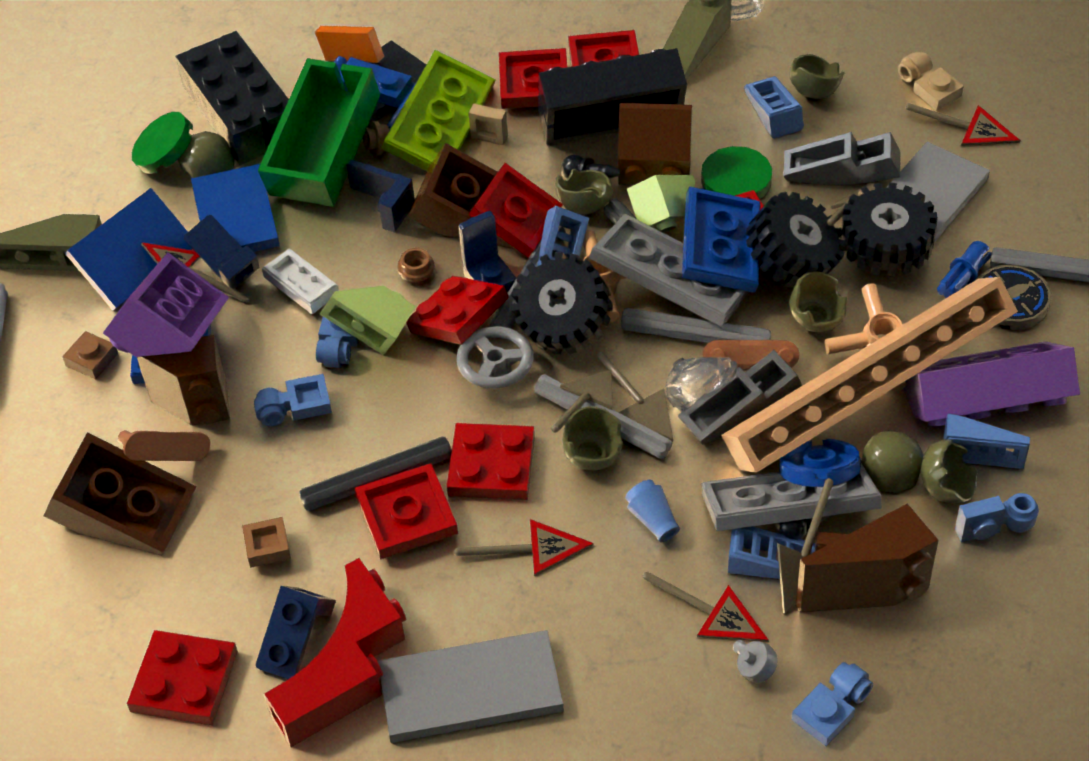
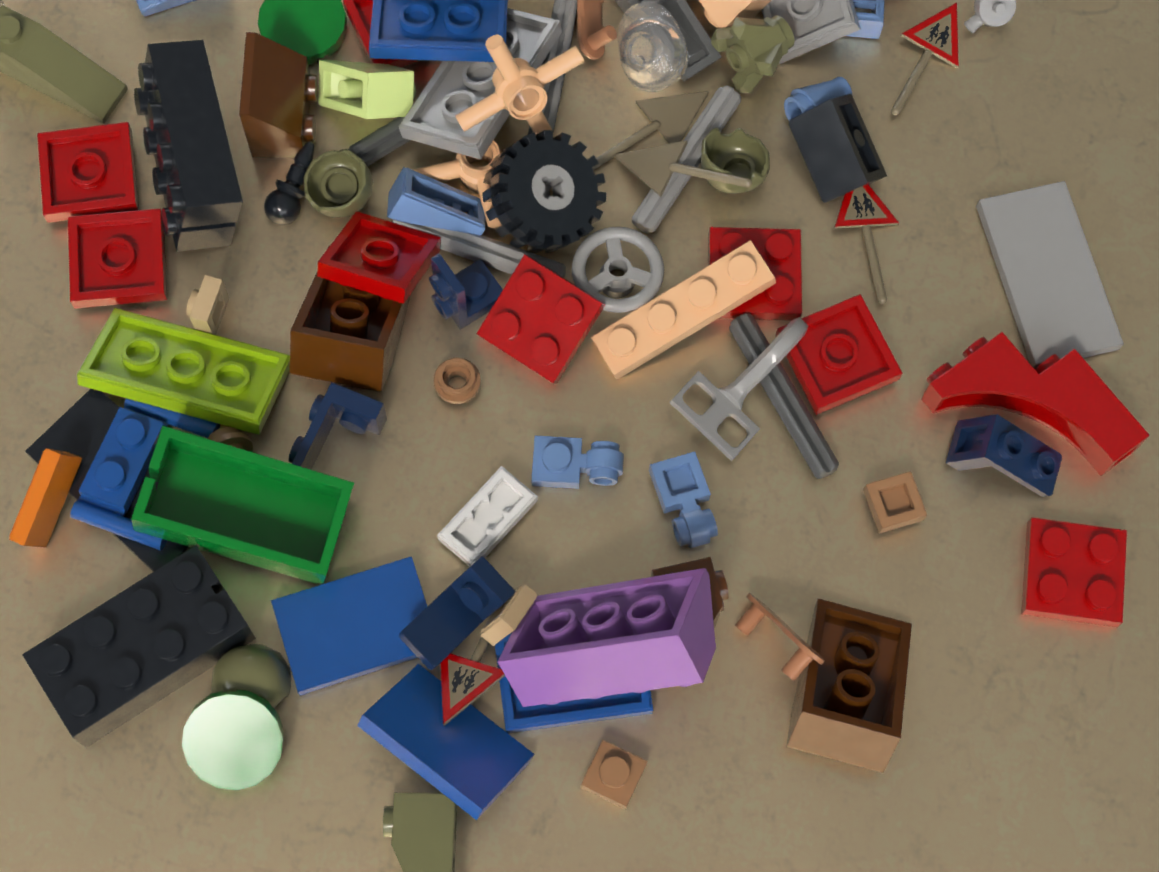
camera: 100 degrees left, 20 degrees up
(216, 278) = (509, 615): none -> tan tile
(369, 314) = (562, 409): yellowish green slope -> none
(377, 434) = (729, 399): none -> light grey piece
(455, 401) = (684, 309): none -> light nougat plate
(602, 520) = (837, 147): none -> black panel
(639, 264) = (518, 86): none -> light nougat bar
(698, 451) = (753, 48): none -> olive rock

